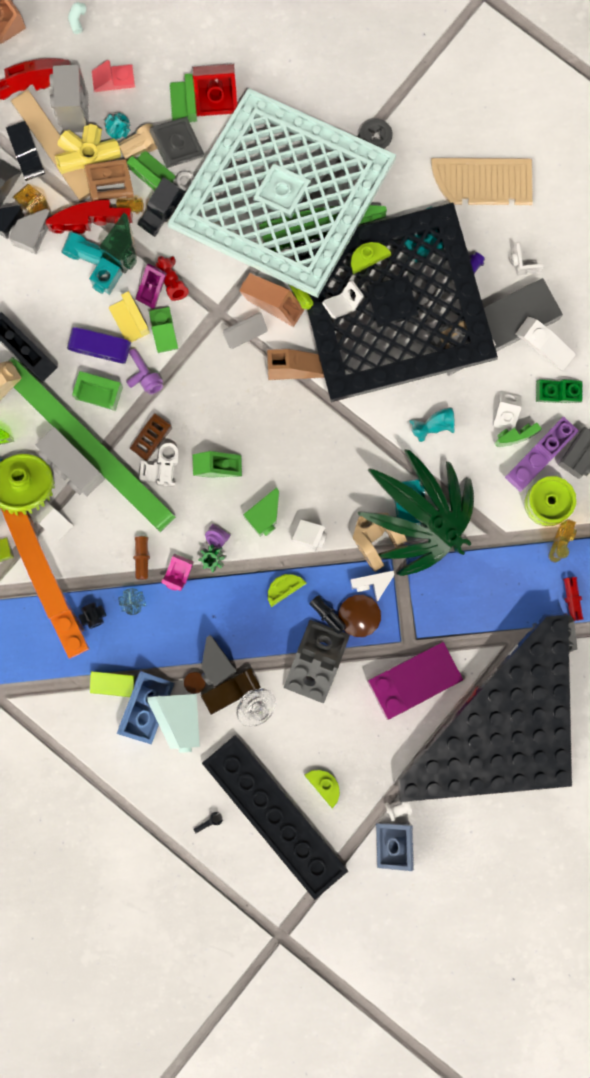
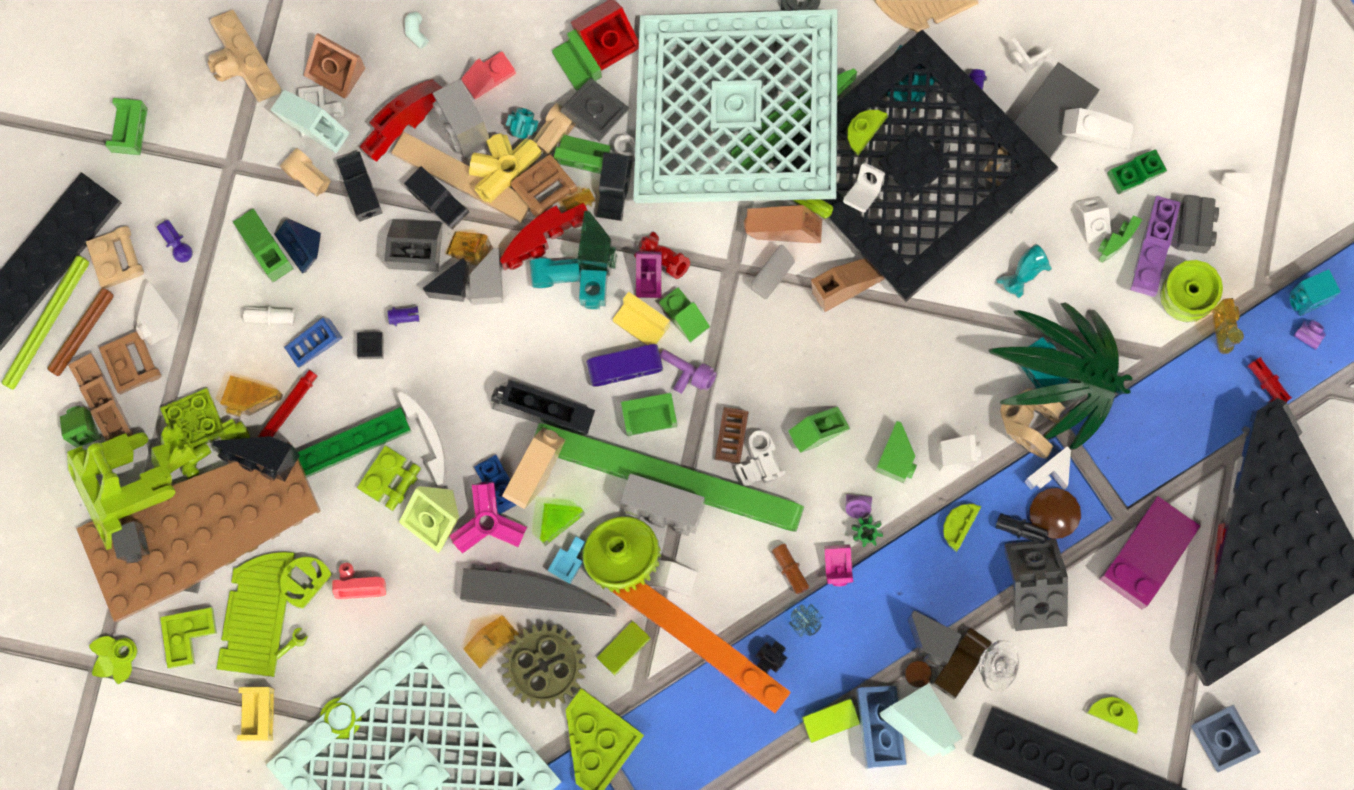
camera: 20 degrees left, 5 degrees down
(398, 809) = (1206, 698): white bush -> none

